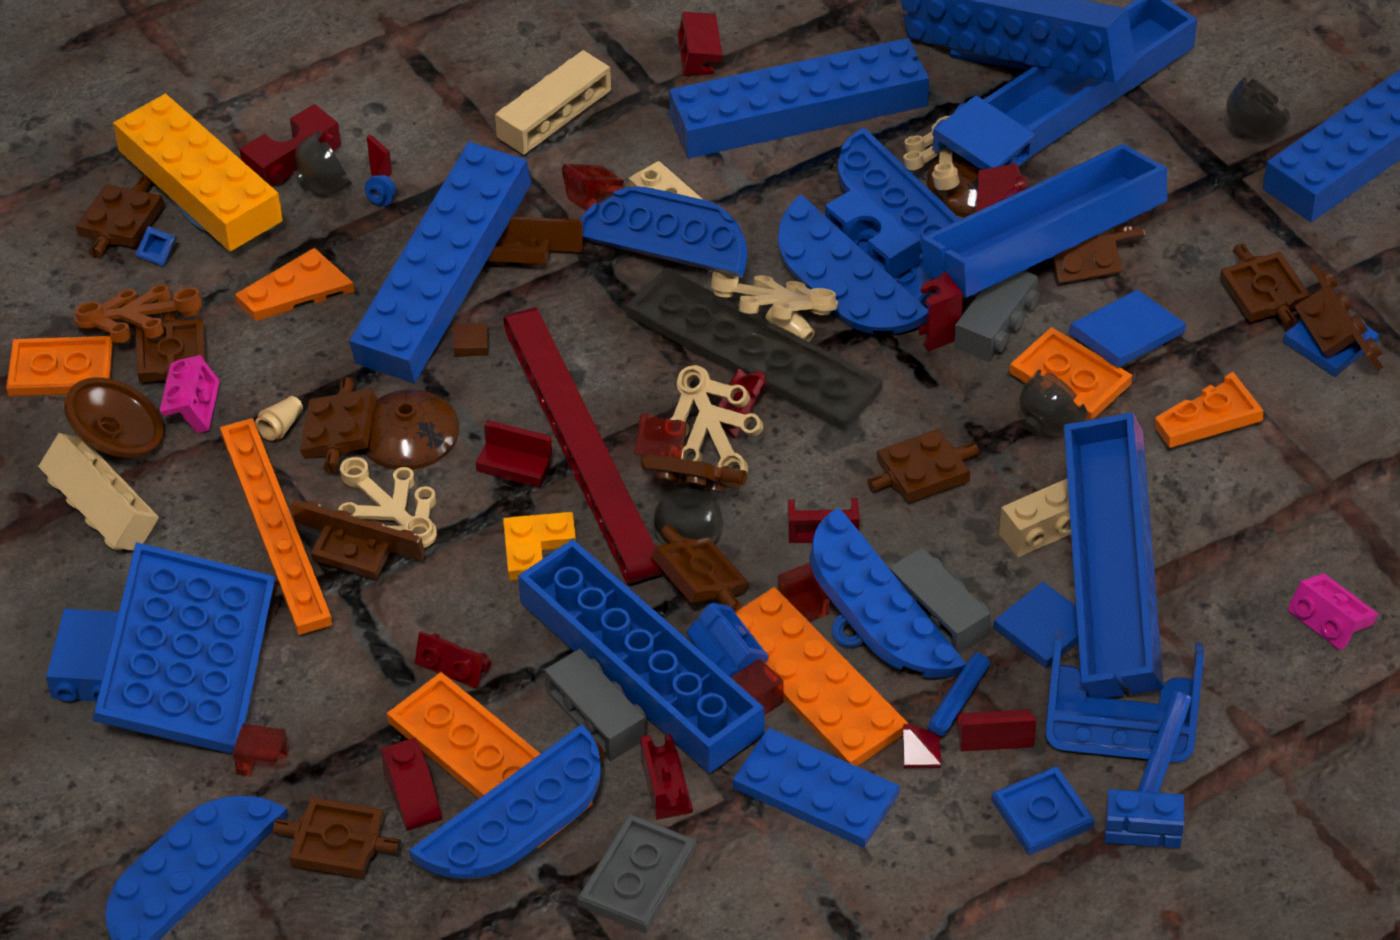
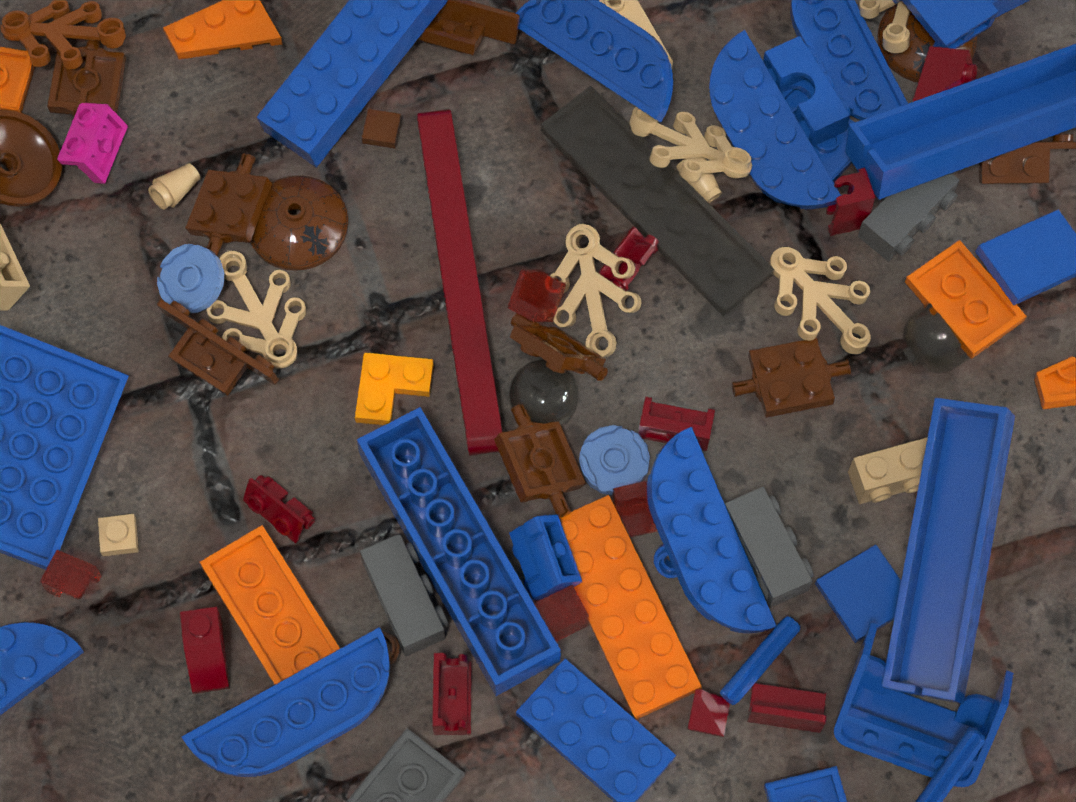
camera: 10 degrees right, 20 degrees up
(276, 527) = (142, 315): orange plate -> none
(297, 711) = (118, 535): none -> tan plate
(317, 480) = (191, 277): none -> medium blue tile
(336, 837) = (122, 693): reddish brown plate -> none
(515, 454) = (392, 281): dark red panel -> none
(766, 557) = (613, 459): none -> medium blue tile
(898, 378) = (819, 295): none -> tan plant

